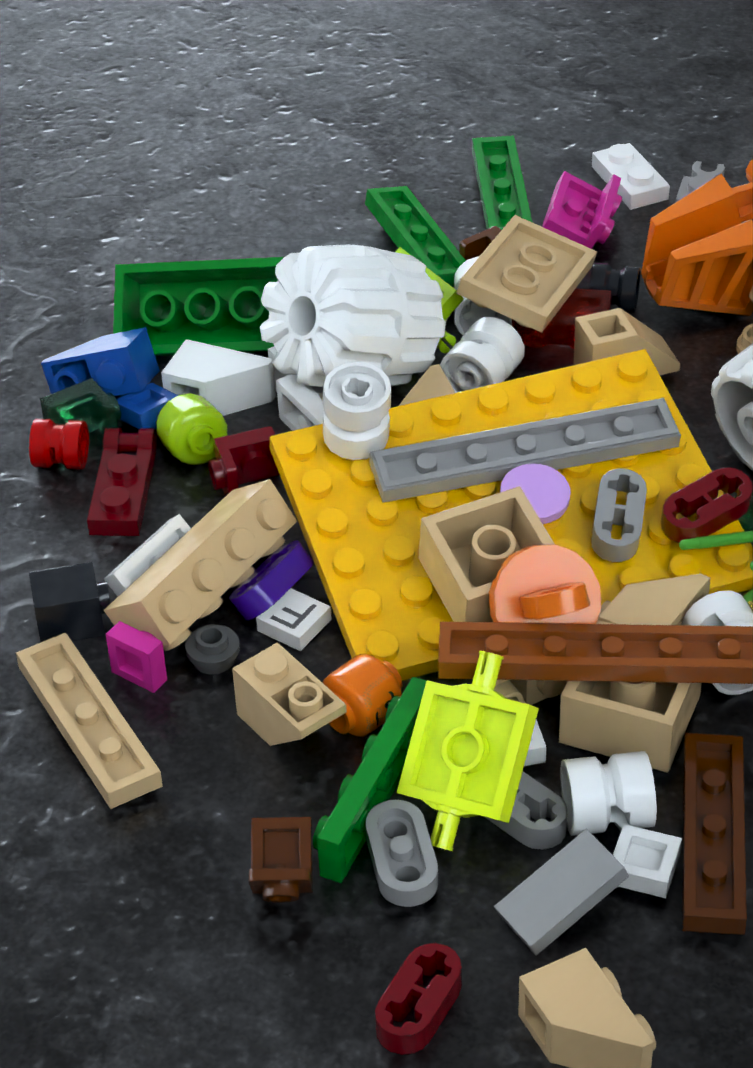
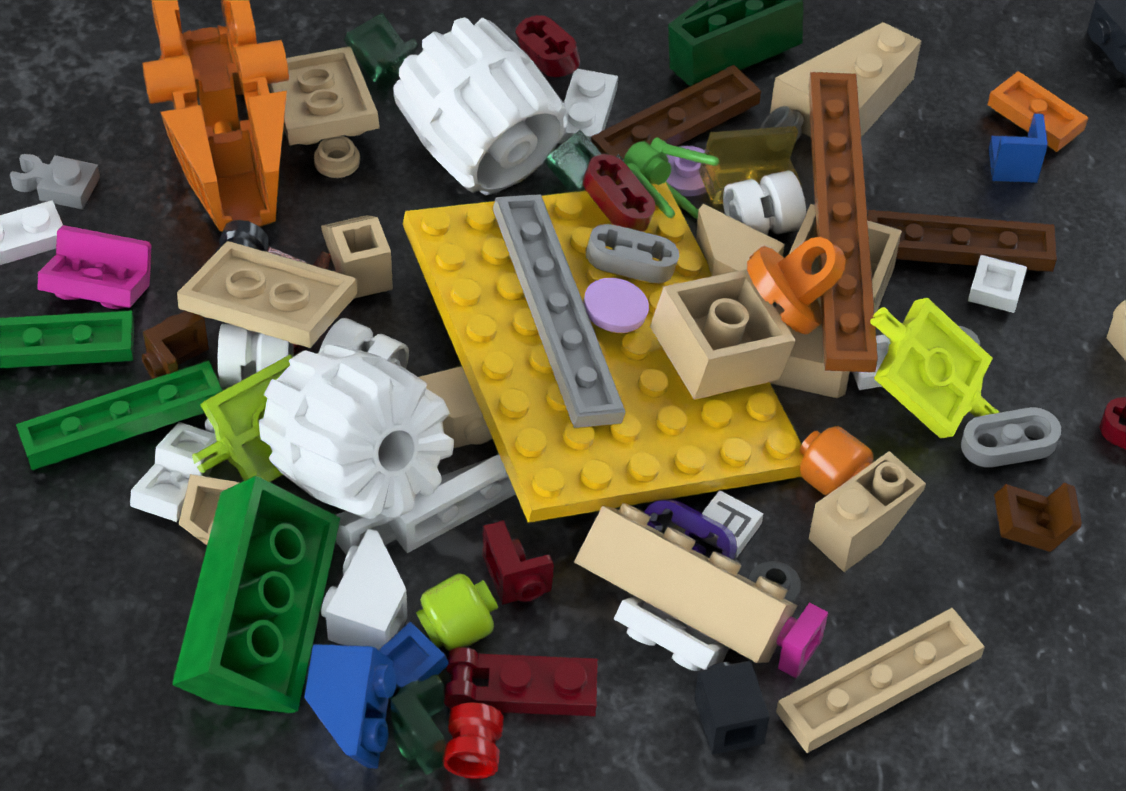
camera: 95 degrees left, 10 degrees up
(356, 410) = (544, 411): white wheel -> none
(383, 758) = (936, 449): green plate -> none
(561, 891) = (1042, 332): light grey tile -> none
(608, 792) = (945, 281): white wheel -> none

